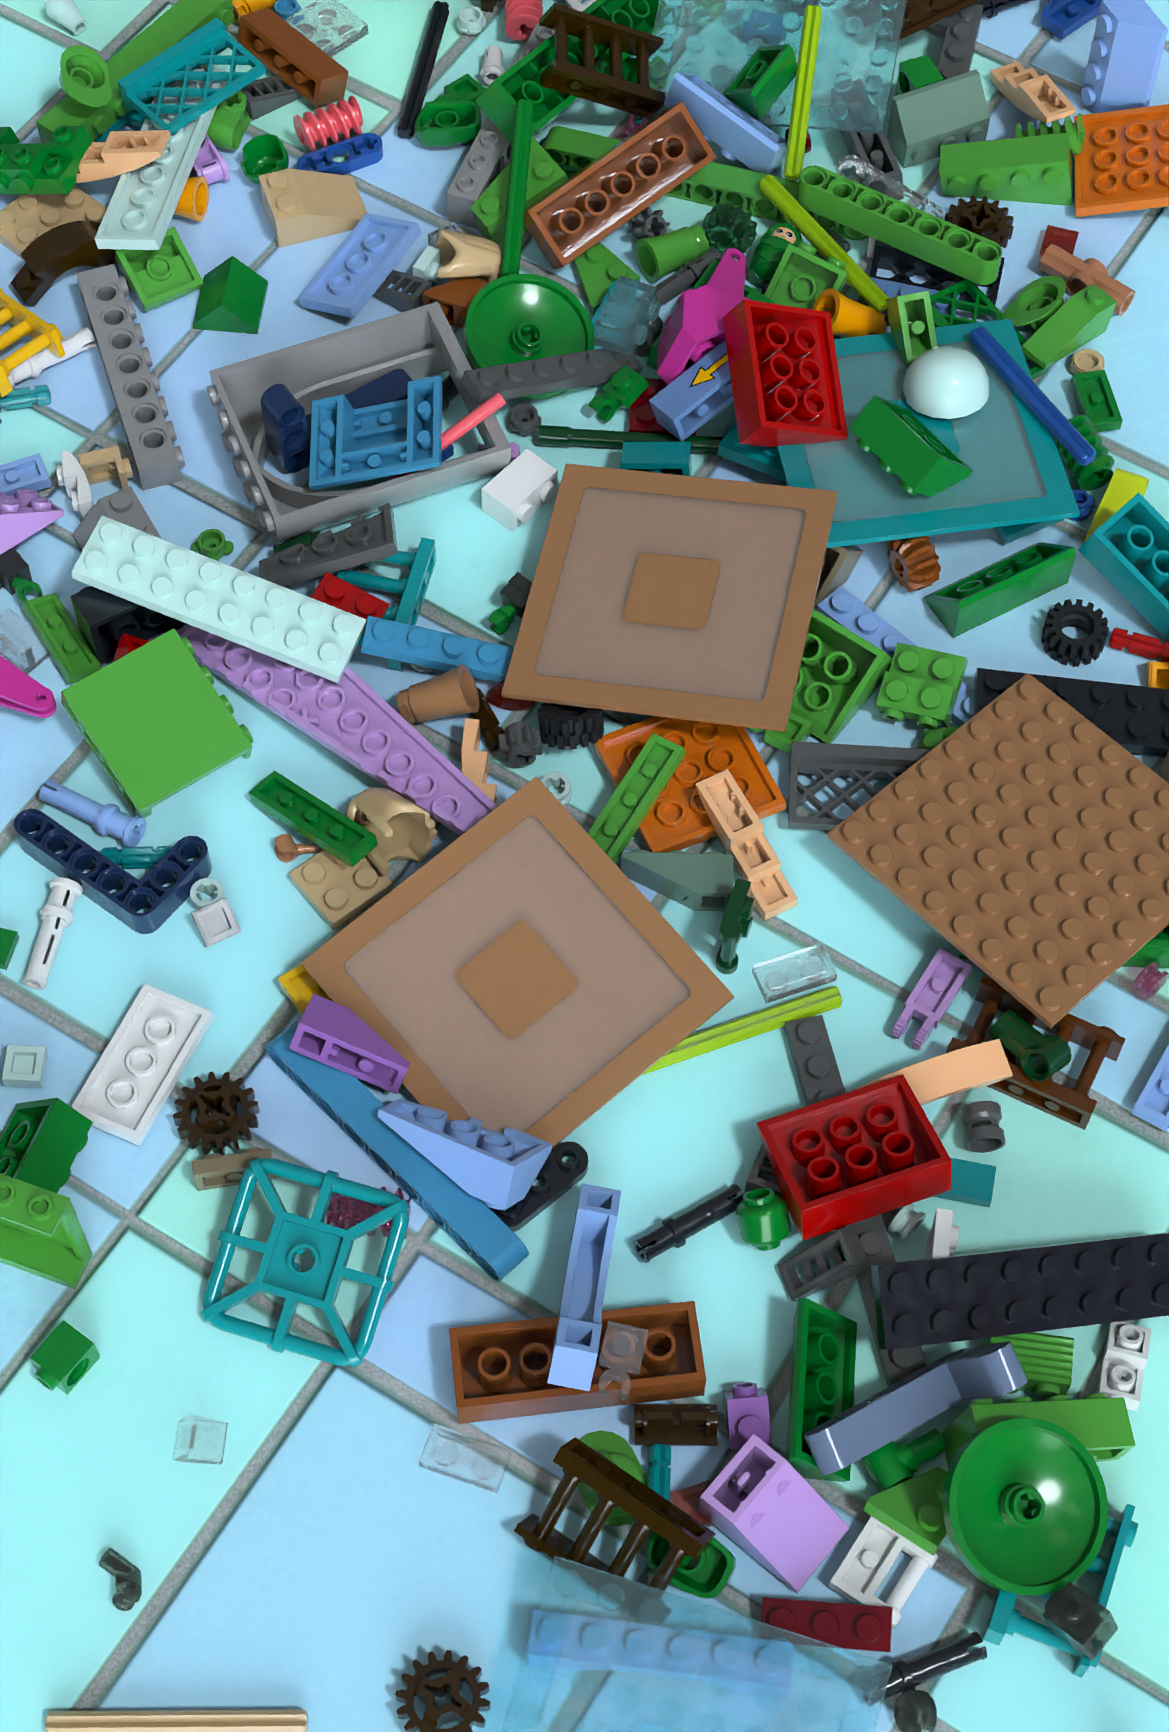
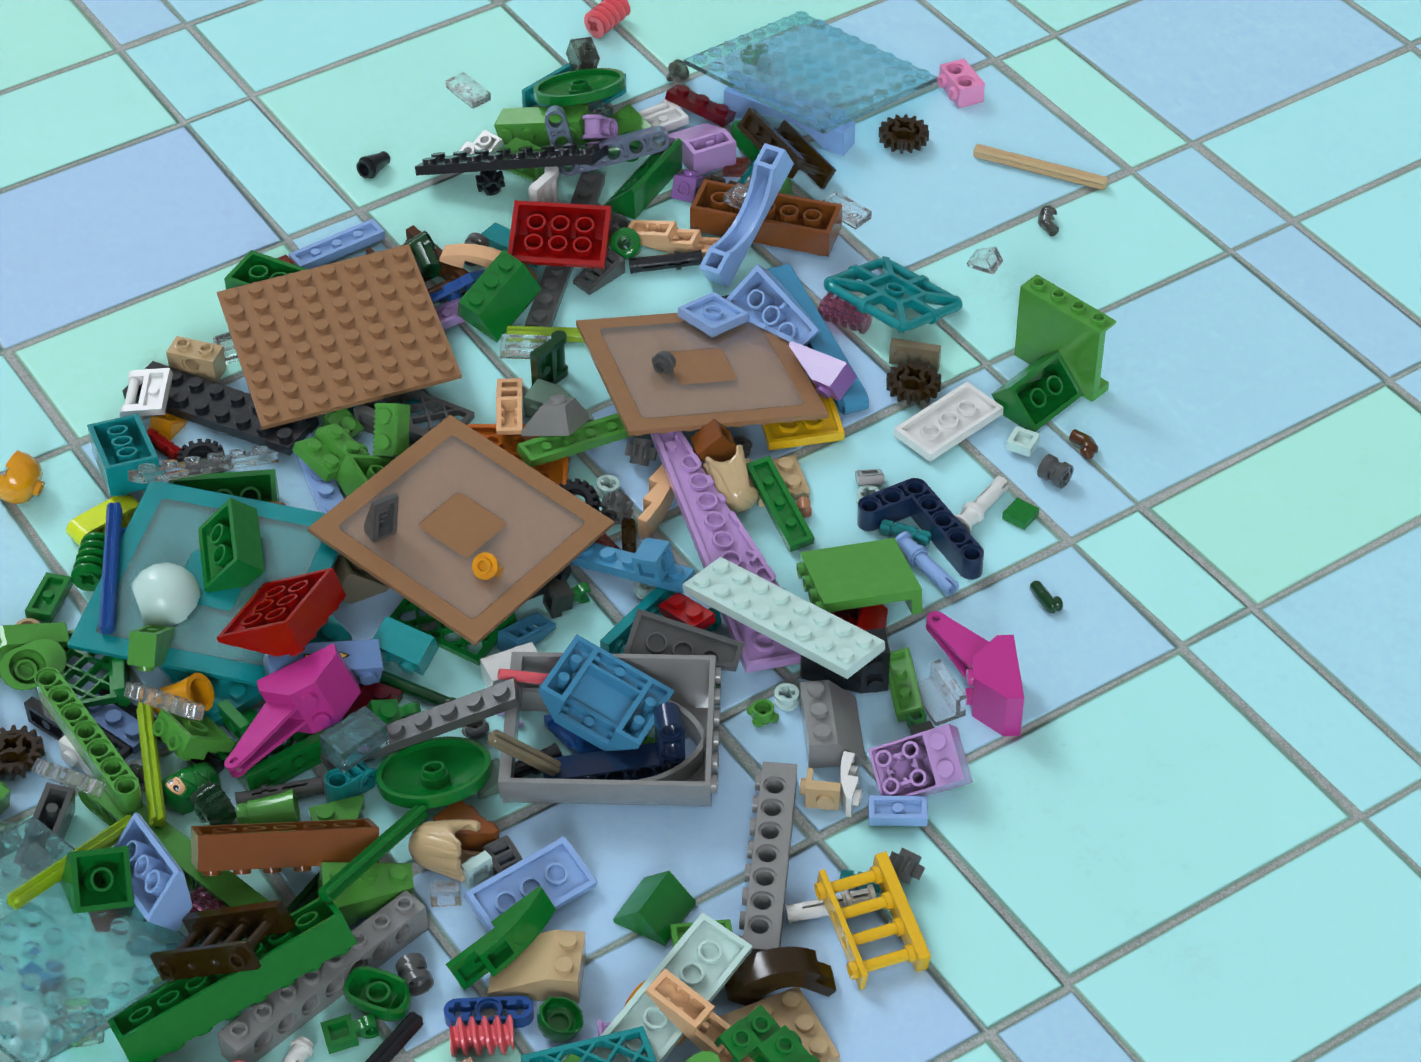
camera: 155 degrees left, 15 degrees down
(353, 196) = (506, 941): none -> green slope
(411, 616) = (653, 560): none -> dark azure brick
(424, 842) = (714, 441): none -> dark orange slope
(428, 340) = (524, 752): none -> dark tan axle
(430, 160) = (413, 969): none -> dark grey wheel
(439, 696) = (647, 529): medium nougat plant -> none
(534, 524) = (524, 632): none -> dark azure slope
(550, 1095) = (712, 314): none -> light blue plate
(559, 933) = (664, 362): none -> dark grey plate
(605, 542) = (486, 566): none -> light orange plate
(660, 812) = (556, 418): none -> light grey slope
(702, 1278) = (668, 238): none -> light nougat slope
(752, 511) = (382, 518): none -> dark grey slope
(853, 278) = (164, 700): none -> clear beam
(861, 721) = (391, 429): none -> bright green brick
(877, 1013) = (498, 296): none -> green slope
(934, 1664) = (662, 83): black pin -> none
(941, 1435) = (599, 127): none -> lavender piece
(948, 1007) = (455, 288): none -> blue wing
(1046, 578) = (196, 466): none -> clear plate

